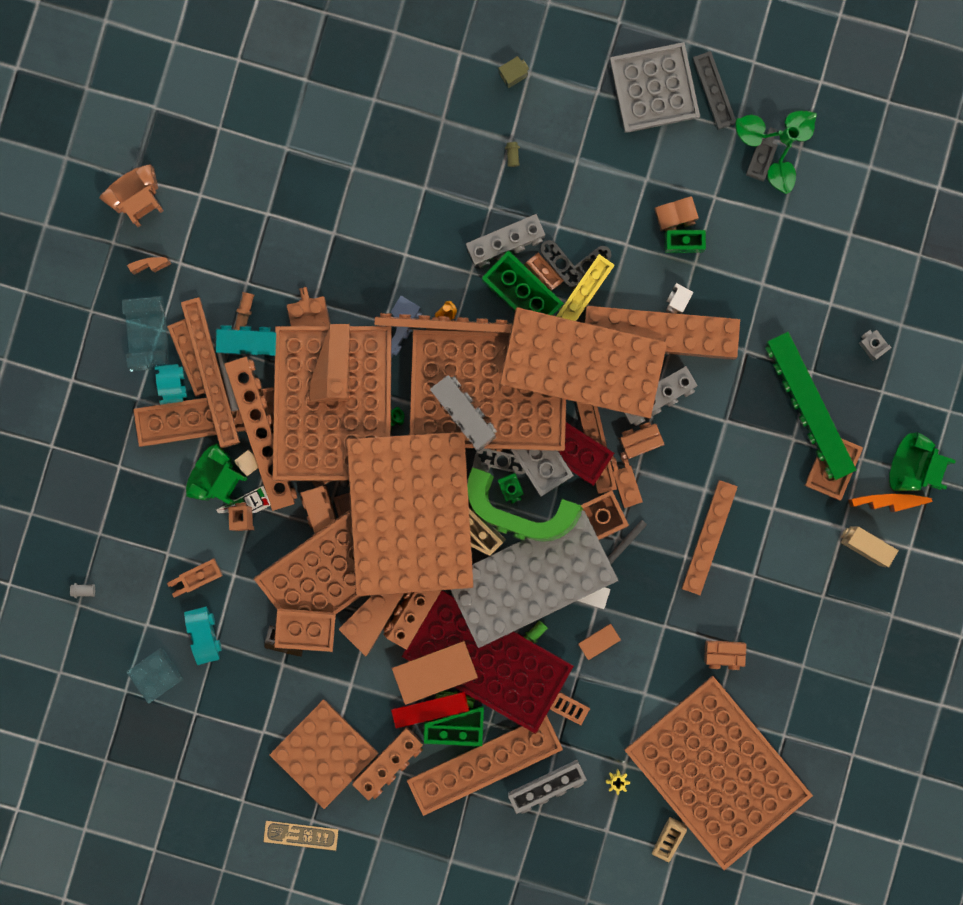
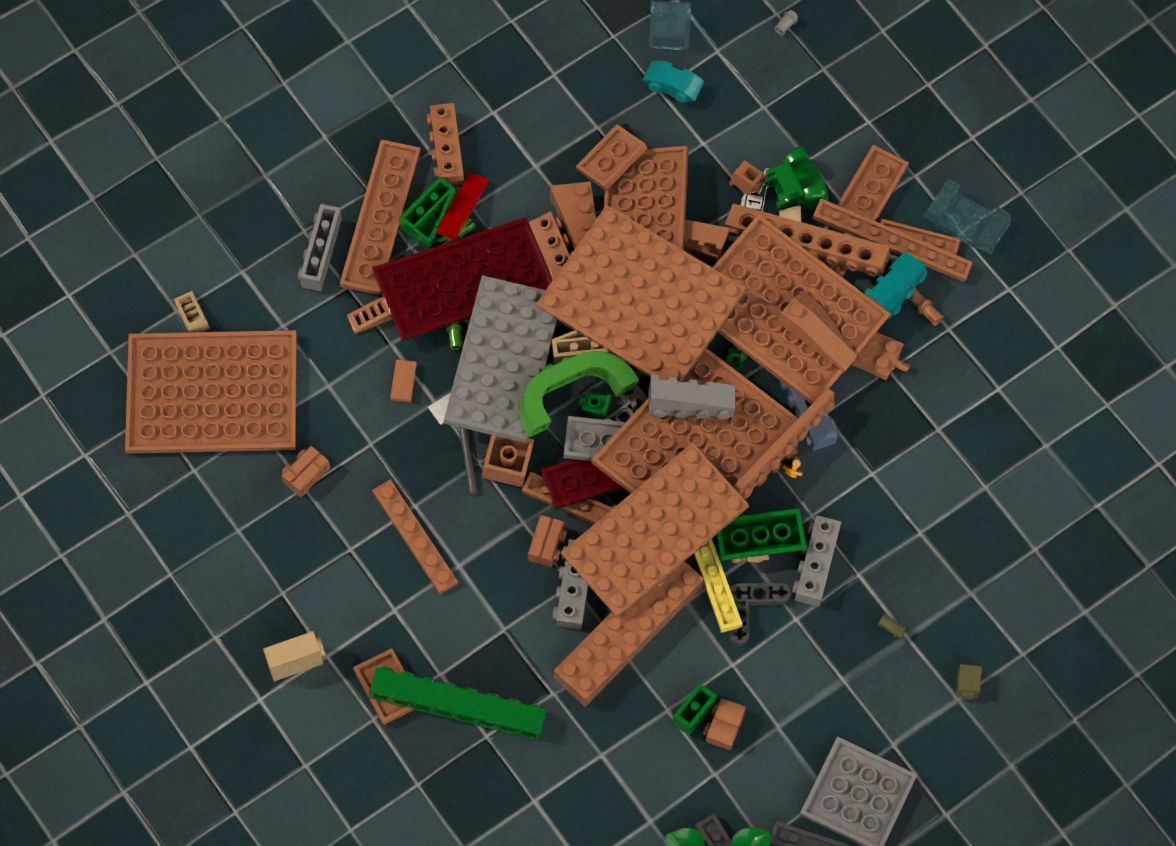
camera: 120 degrees right, 20 degrees down
(134, 193) = (1098, 291): nougat piece -> none
(154, 263) = (1024, 263): nougat slope -> none
(169, 383) = (907, 202): teal brick -> none
(197, 577) = (725, 113): nougat hinge -> none
(301, 835) = (445, 43): sticker -> none
(324, 754) = (496, 105): nougat plate -> none
(434, 672) = (490, 229): nougat tile -> none
(543, 271) = (763, 572): nougat slope -> none
(621, 785) = (278, 306): light yellow gear -> none
(626, 482) = (520, 503): nougat hinge -> none
(678, 299) = (645, 667): white brick -> none
(872, 351) = (459, 811): light grey brick -> none
(894, 501) = (313, 714): orange slope -> none
(916, 465) = (326, 758): green piece -> none

